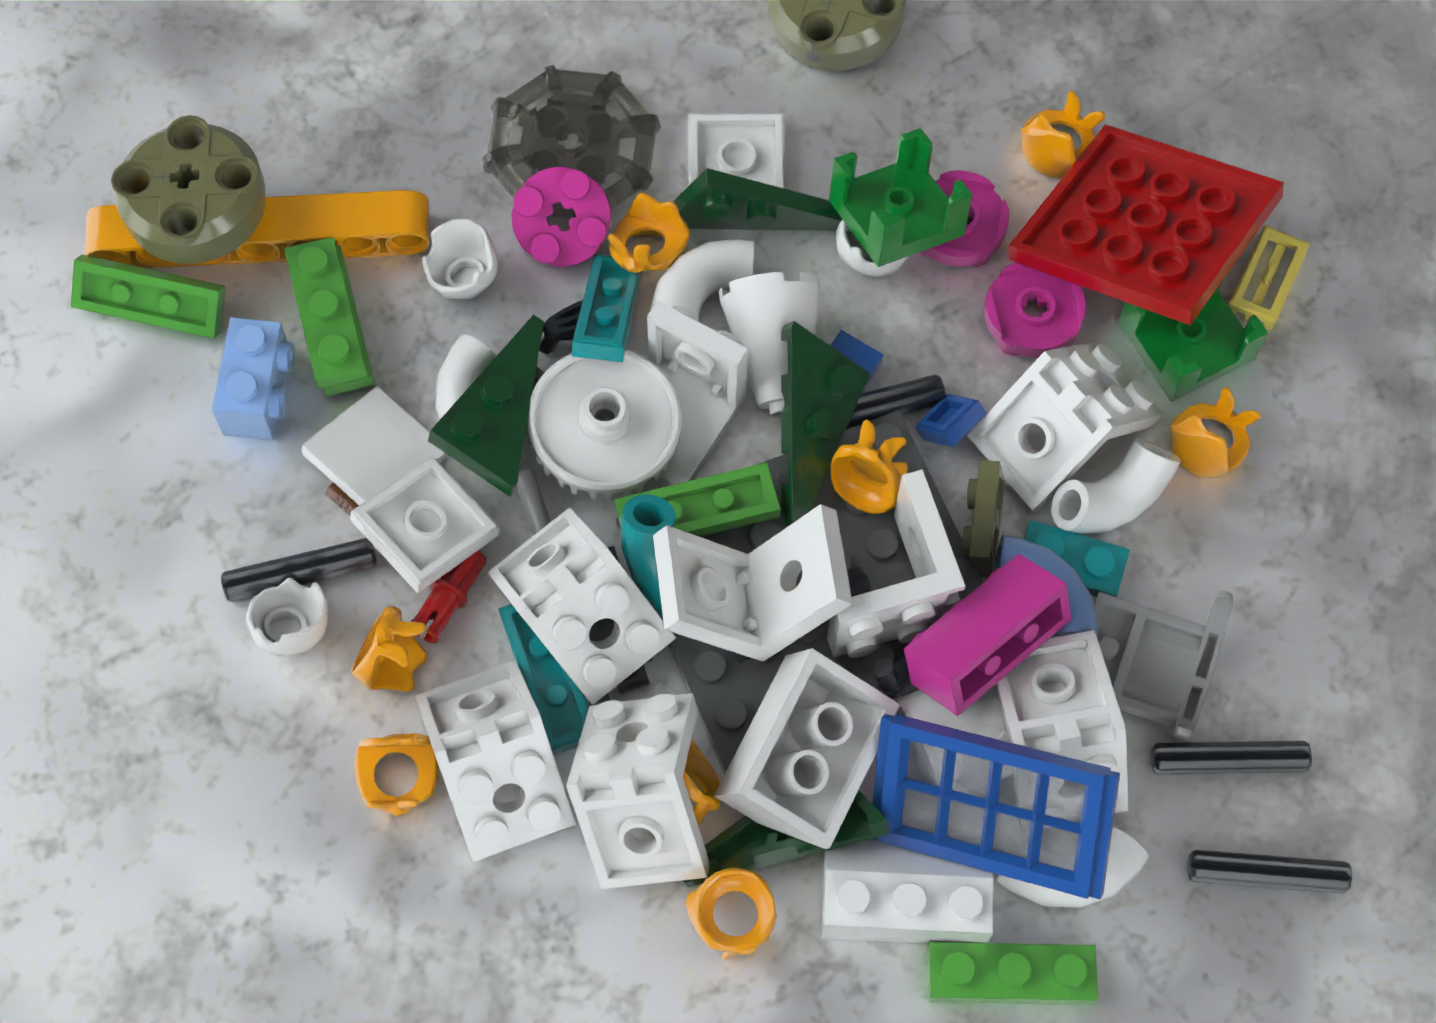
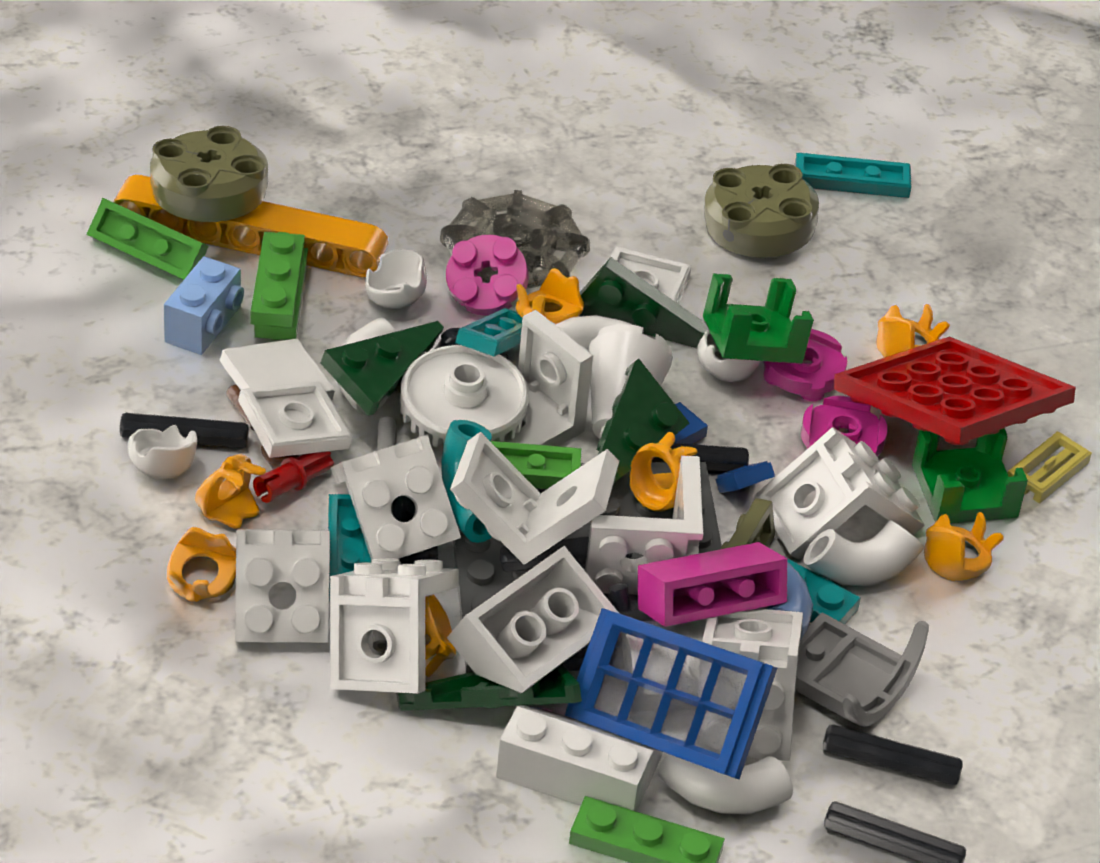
camera: 15 degrees right, 25 degrees down
(702, 901) = (433, 704): light orange piece -> none

